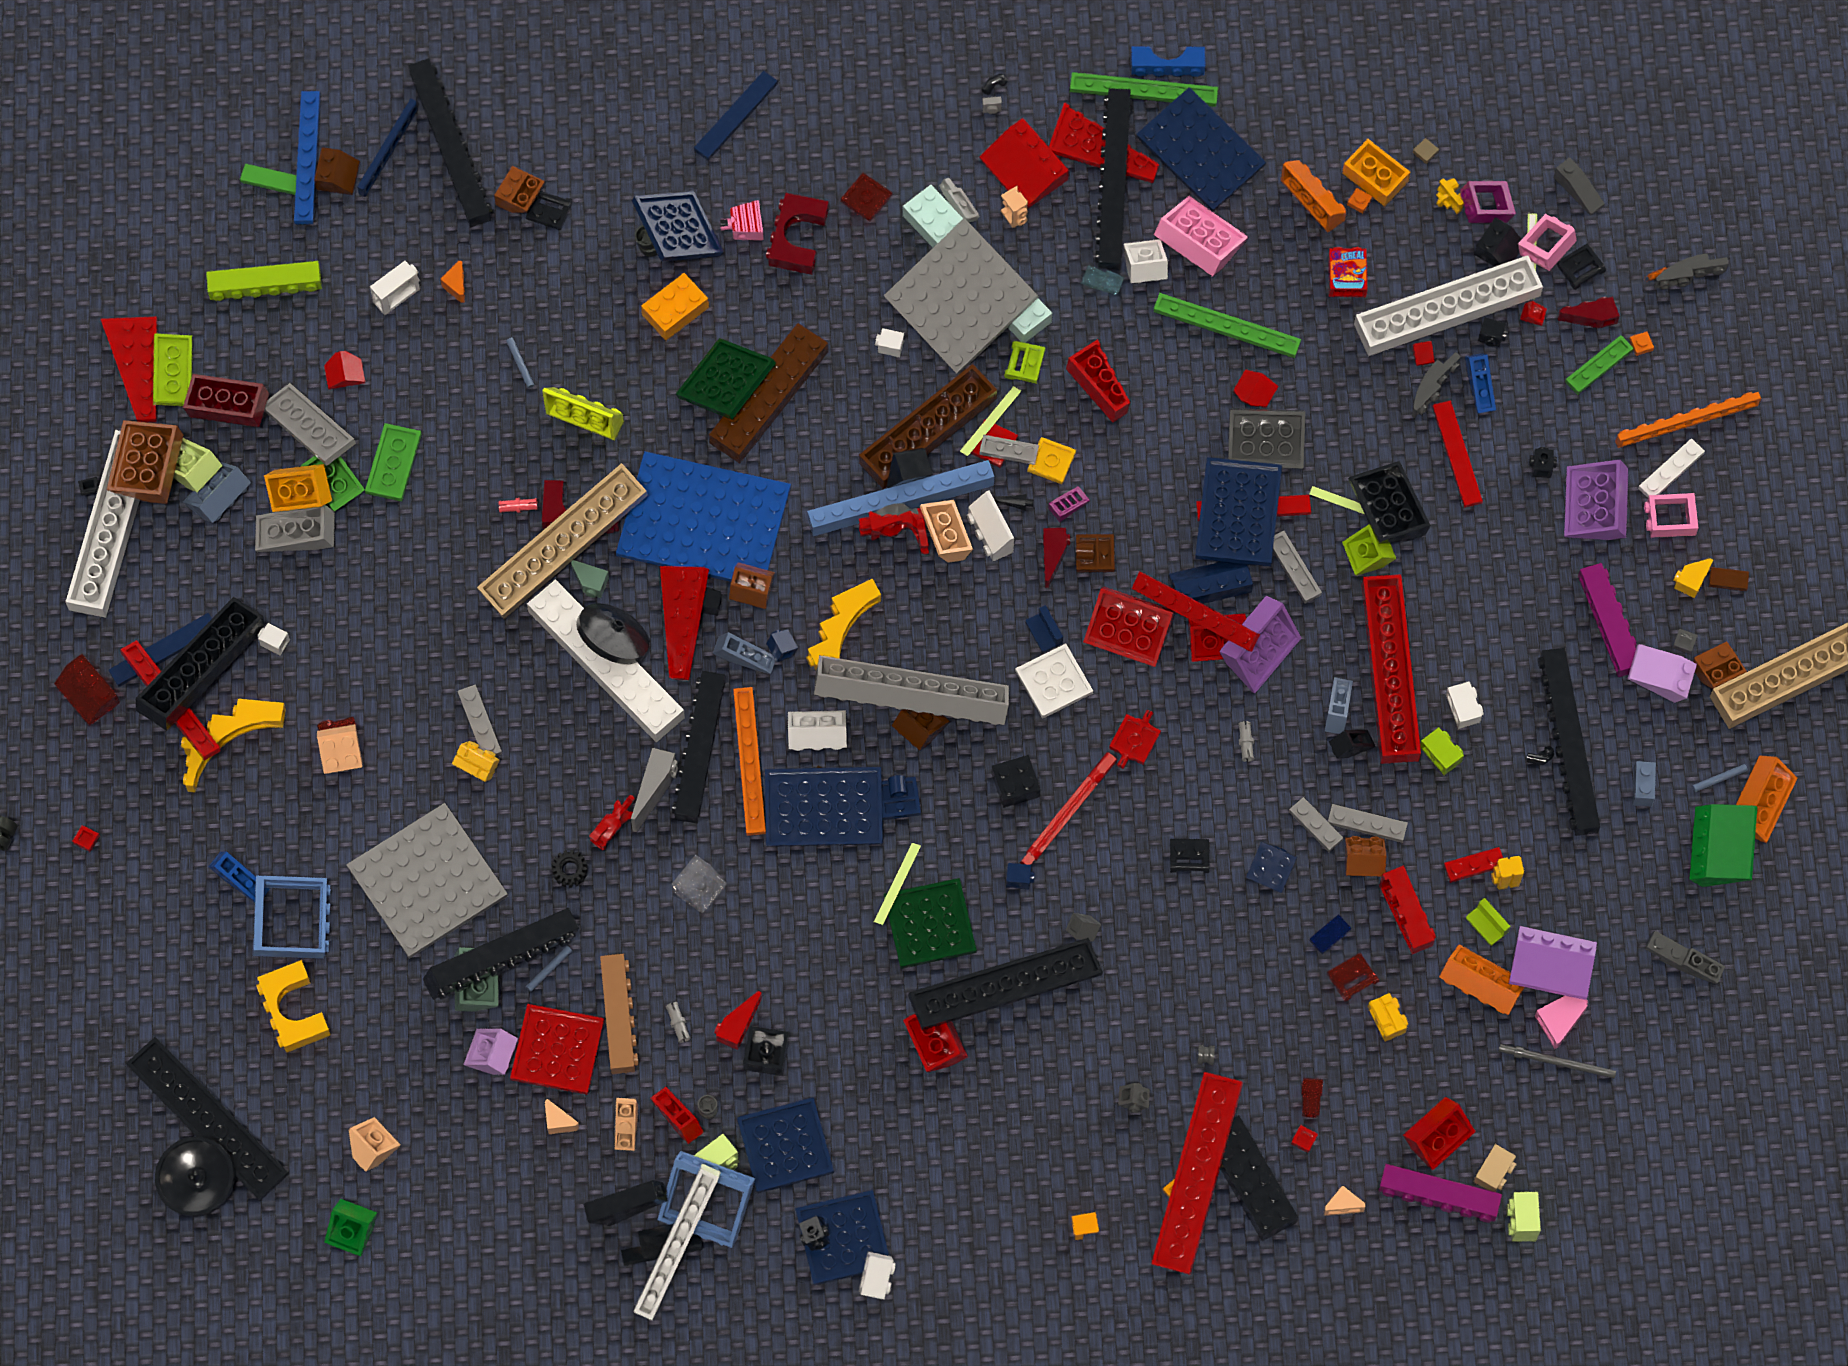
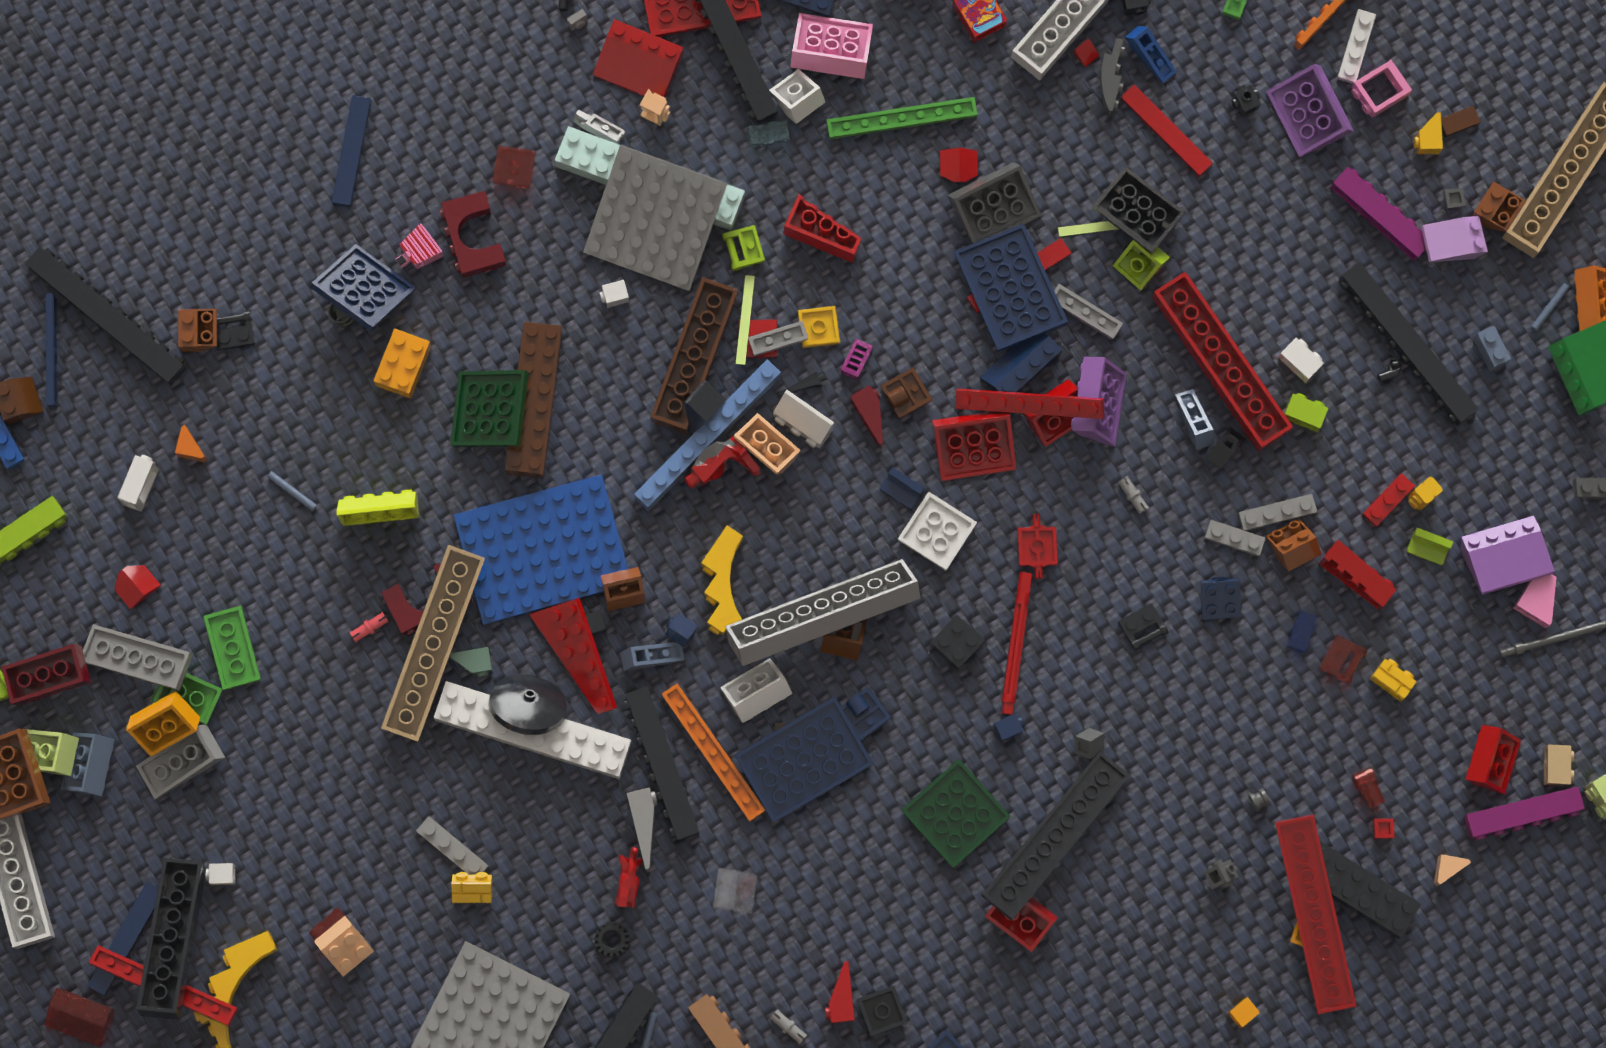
camera: 35 degrees left, 10 degrees up
(897, 883) = (907, 793): yellowish green sticker -> none
(1481, 979) = (1453, 601): orange slope -> none

